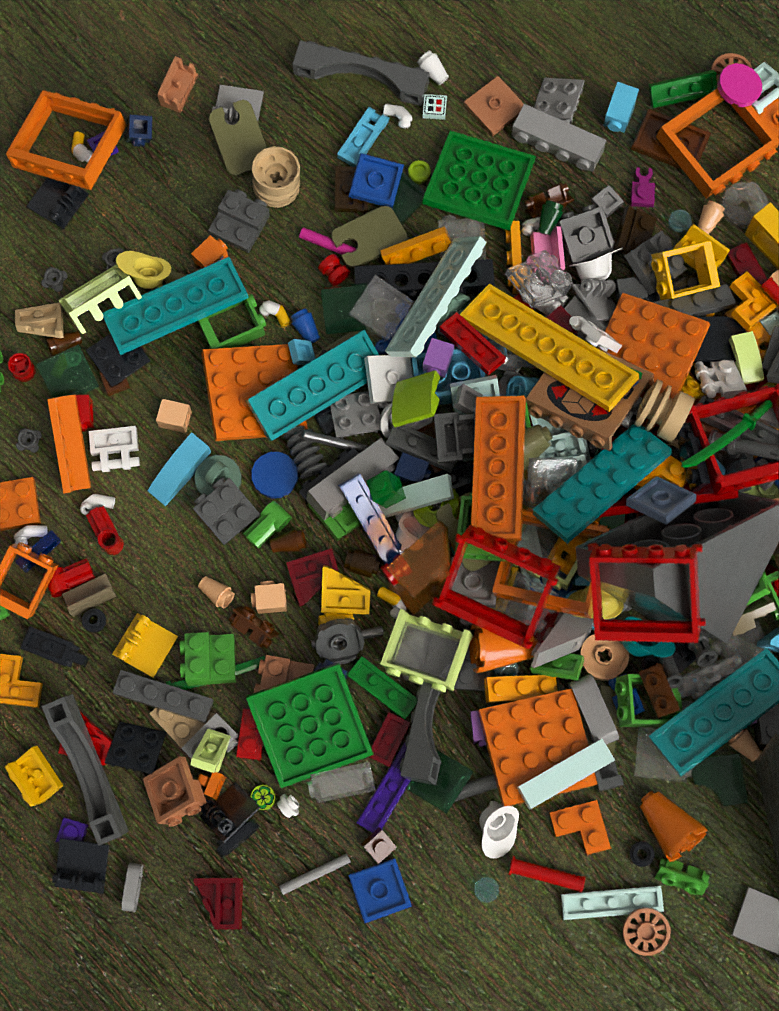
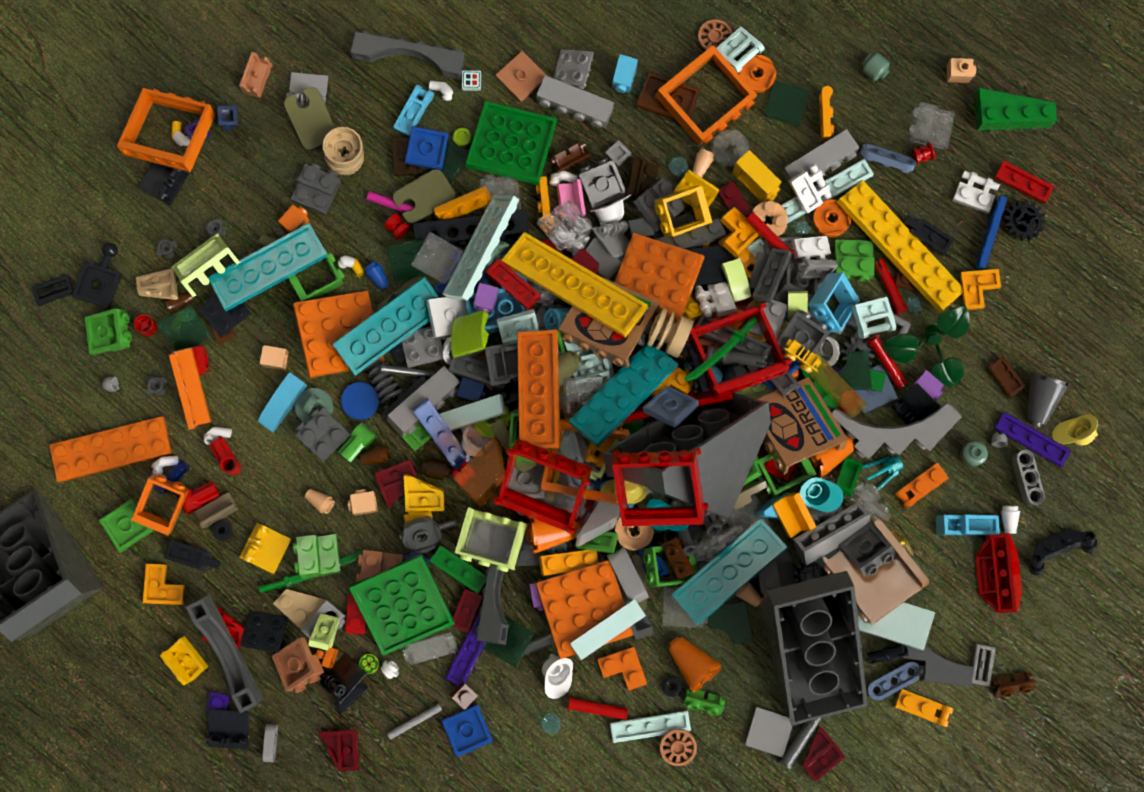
camera: 10 degrees left, 5 degrees up
(113, 441) = (226, 382): white plate -> none
(144, 269) = (239, 235): light yellow piece -> none
(163, 696) = (282, 589): dark grey plate -> none
(246, 619) = (344, 521): reddish brown hinge -> none
(301, 351) = (374, 298): medium azure plate -> none
(386, 489) = (450, 409): green brick -> none
(392, 598) = (463, 497): yellow arm -> none
(432, 64) = (468, 46): white cone -> none
(466, 399) = (509, 332): light grey plate -> none
(549, 217) = (570, 171): dark green cone -> none
(594, 334) = (612, 271): white plate -> none
(642, 191) = (647, 143): magenta plate -> none
(682, 88) = (675, 53): green plate -> none
(739, 85) = (721, 49): dark pink tile -> none

